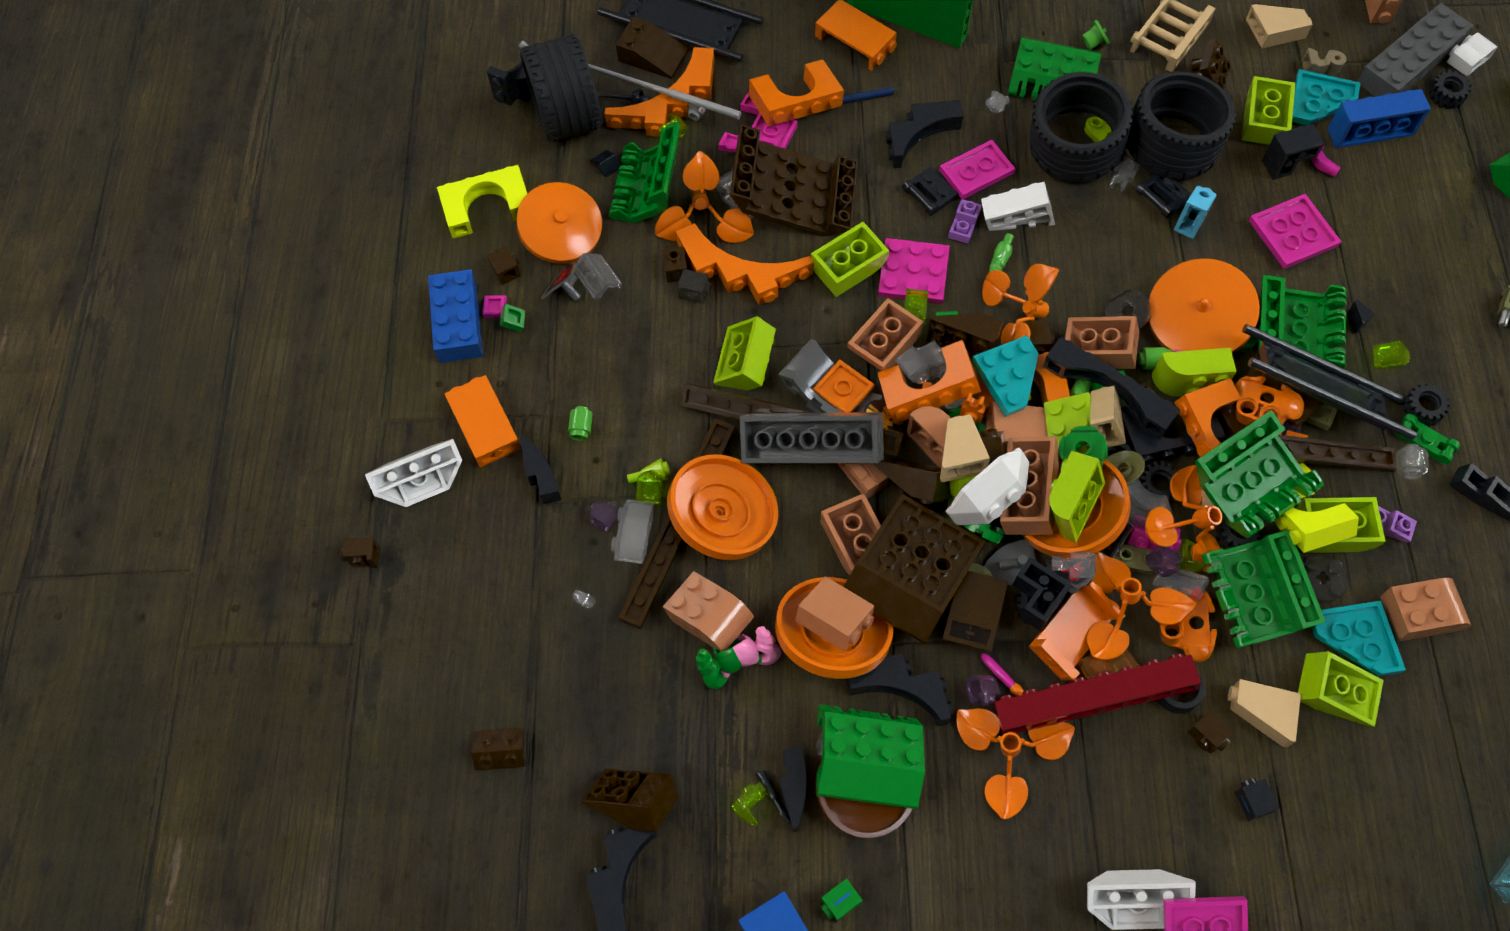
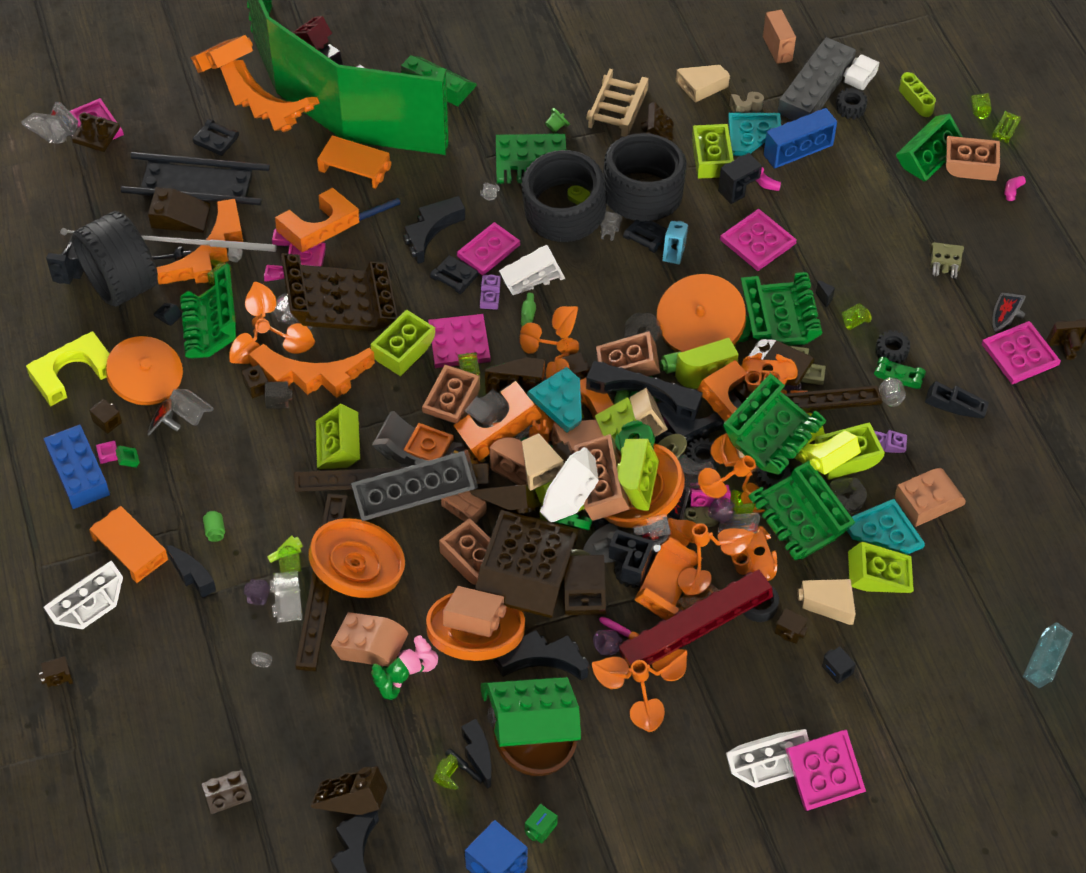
camera: 20 degrees left, 10 degrees down
(1359, 400) = (839, 353): black piece -> none

